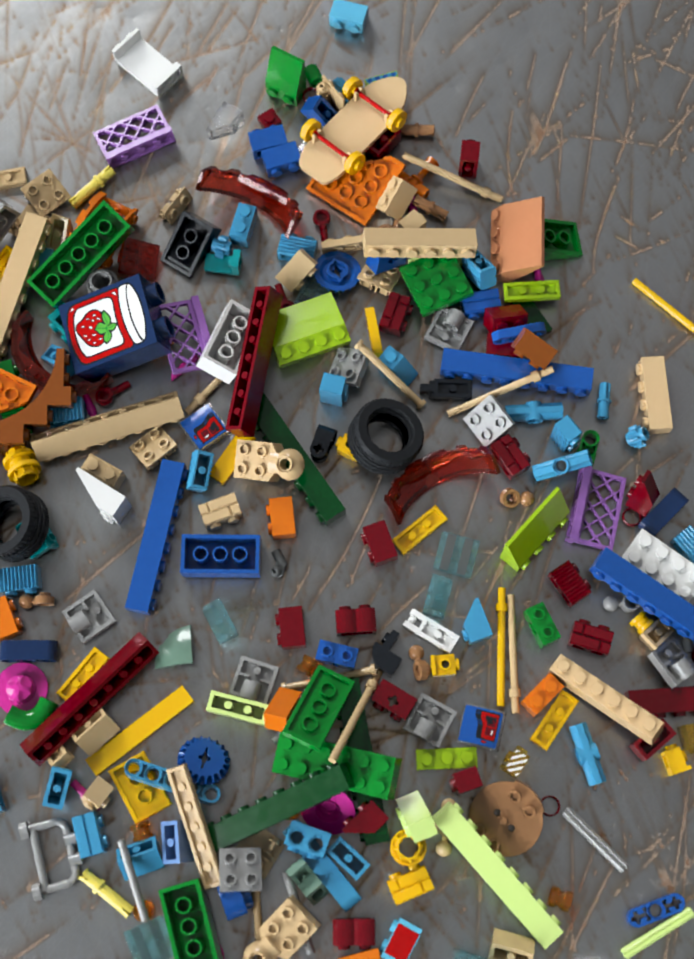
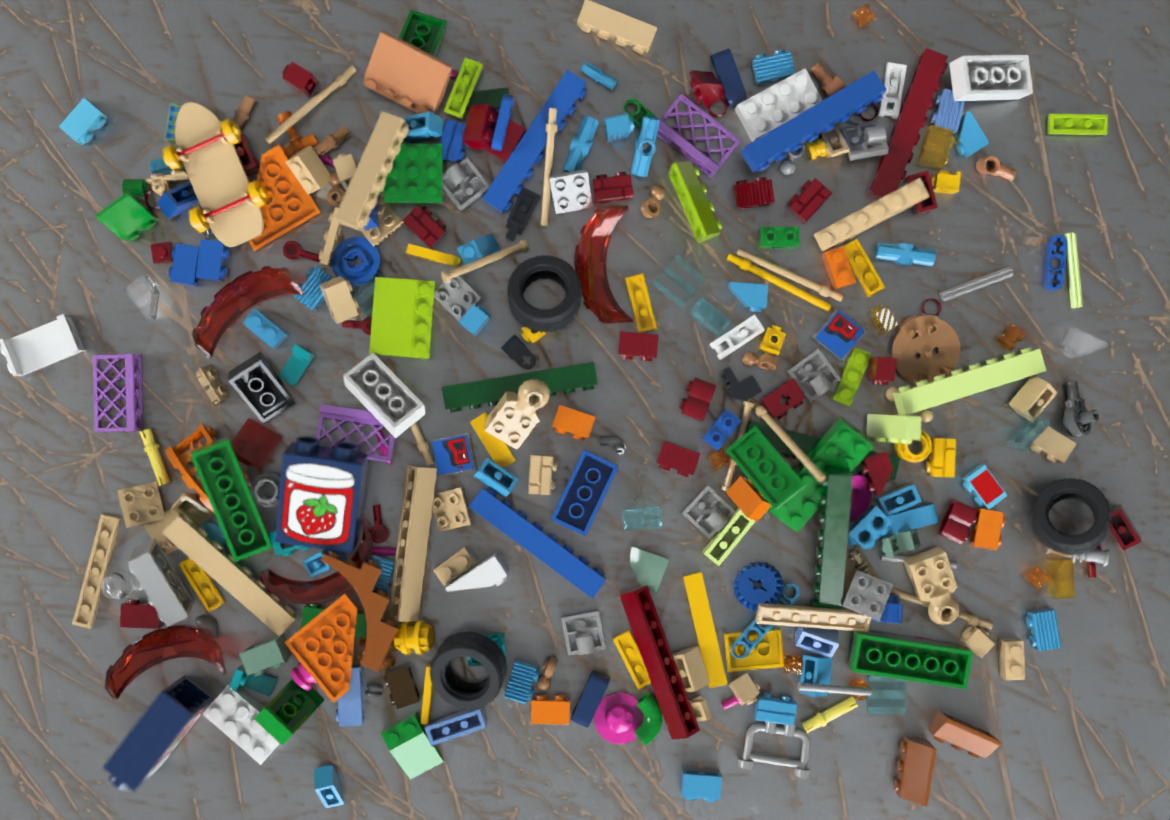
camera: 75 degrees left, 15 degrees up
(57, 787) = (726, 722): dark azure slope -> none
(221, 246) = (279, 359): dark azure gear -> none
(254, 362) = (416, 381): dark red brick -> none
(533, 348) = (527, 116): dark orange brick -> none
(637, 436) = (648, 63): dark azure gear -> none

